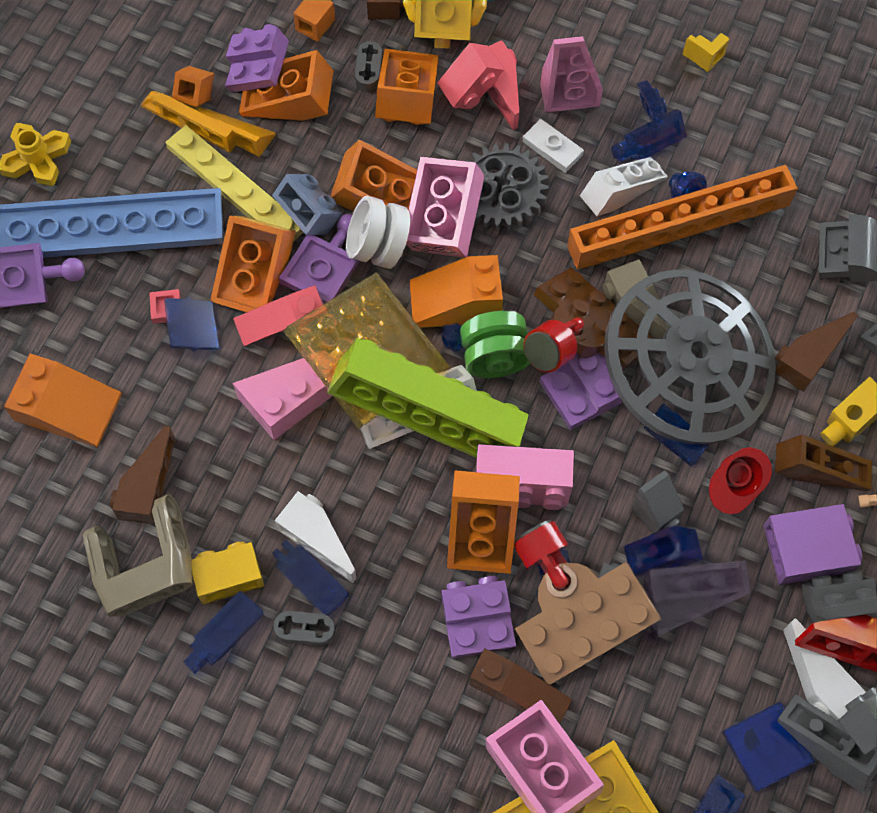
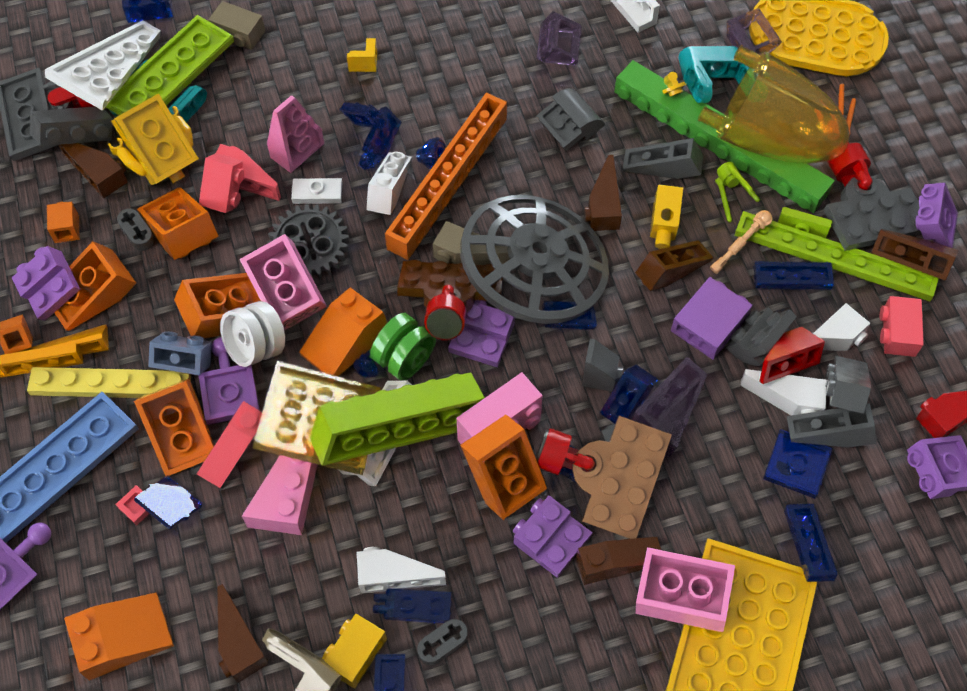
camera: 40 degrees left, 5 degrees down
(739, 480) = (634, 311): red piece -> none

